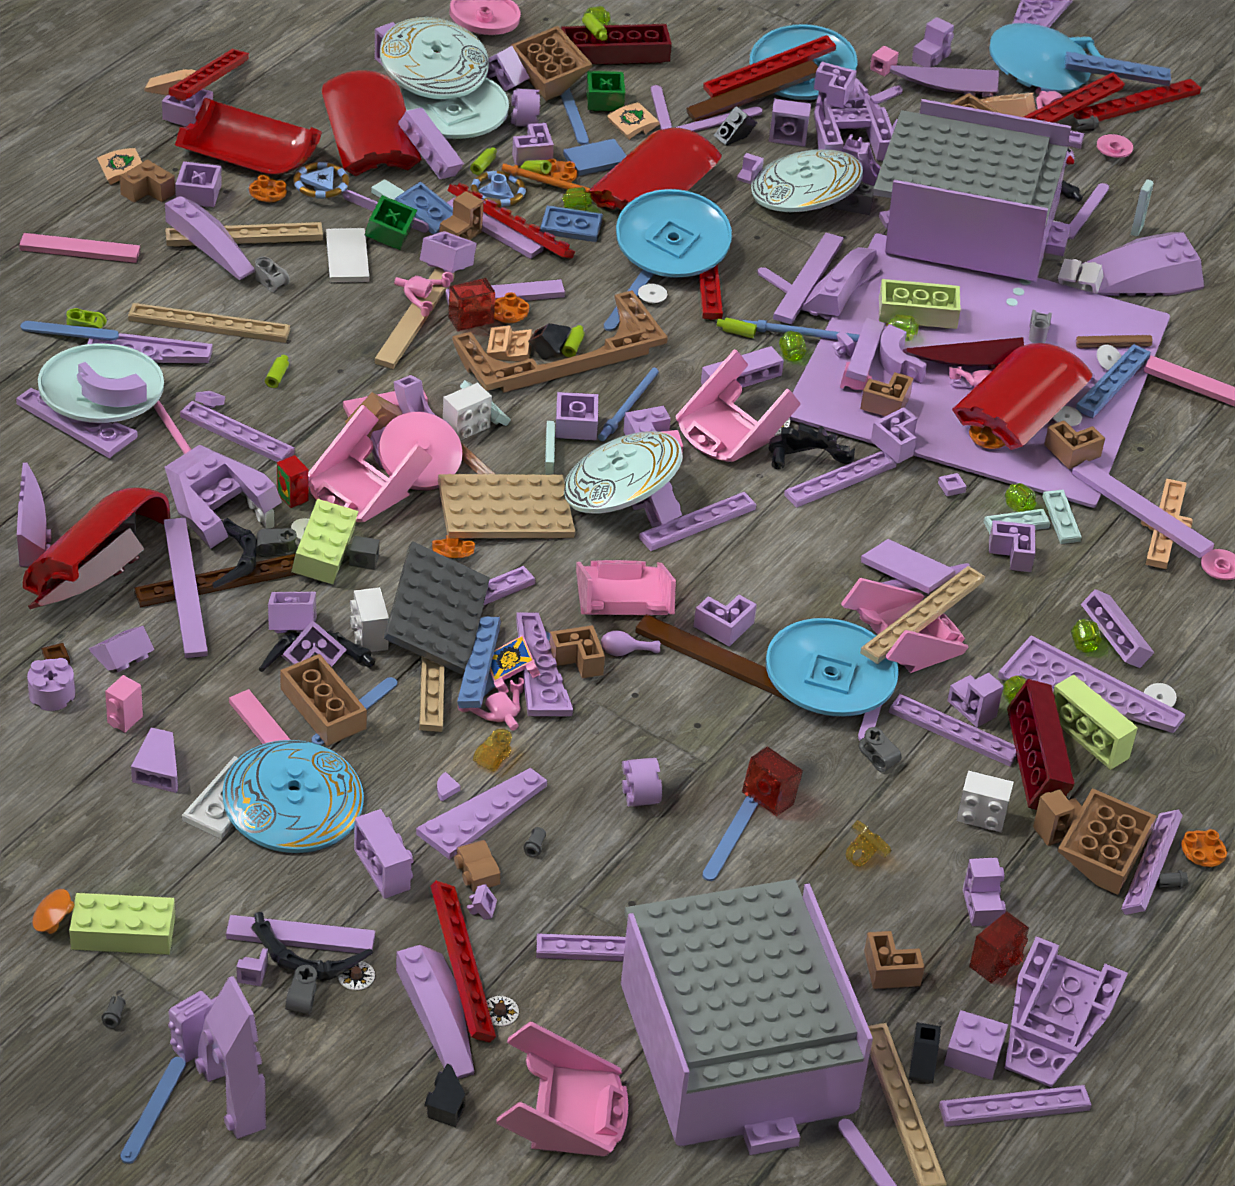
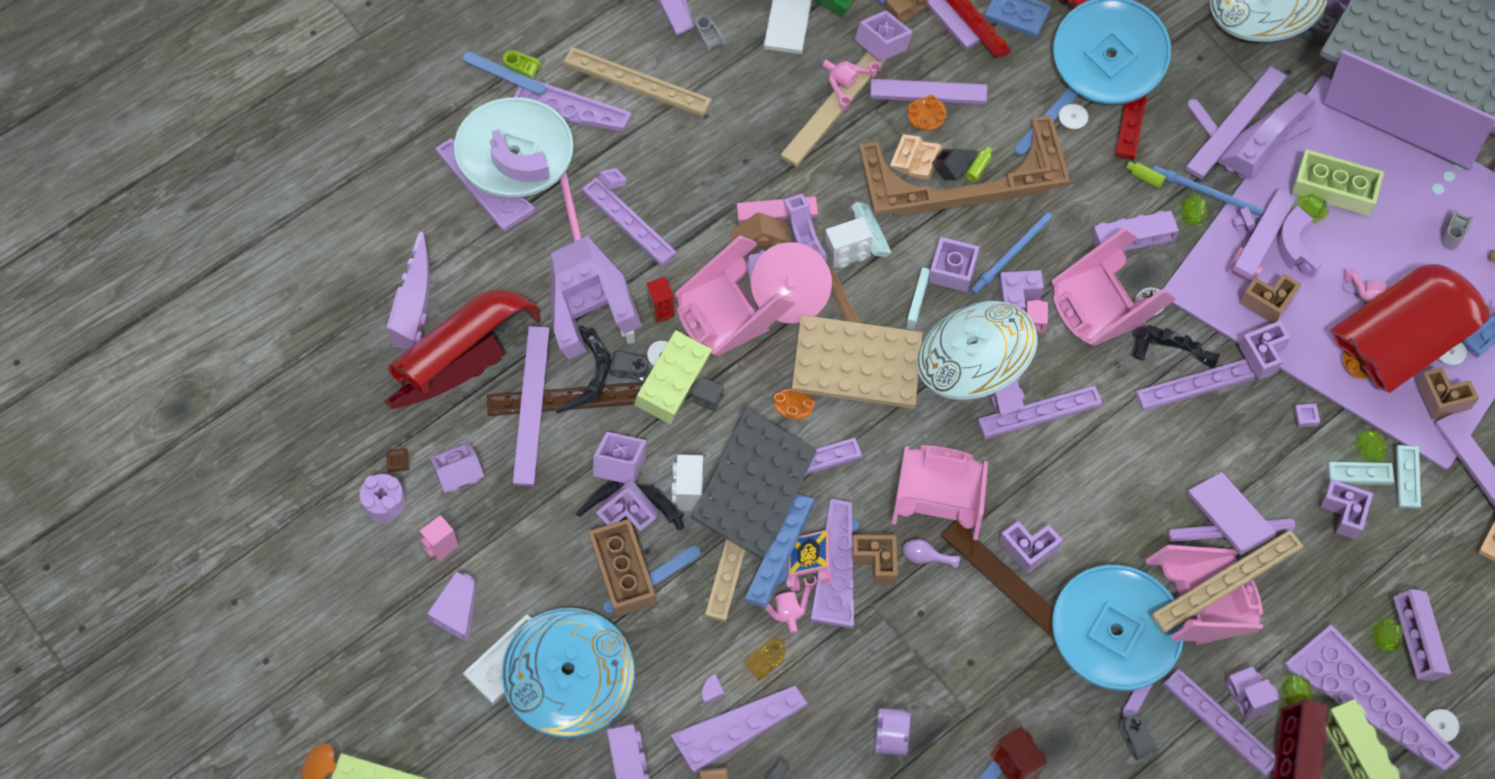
camera: 20 degrees right, 20 degrees up
(257, 717) = (561, 574): bright pink tile -> none
(277, 371) = (684, 154): lime cylinder -> none
(471, 304) = (888, 107): clear red brick -> none
(969, 353) = (1383, 256): dark red wedge -> none

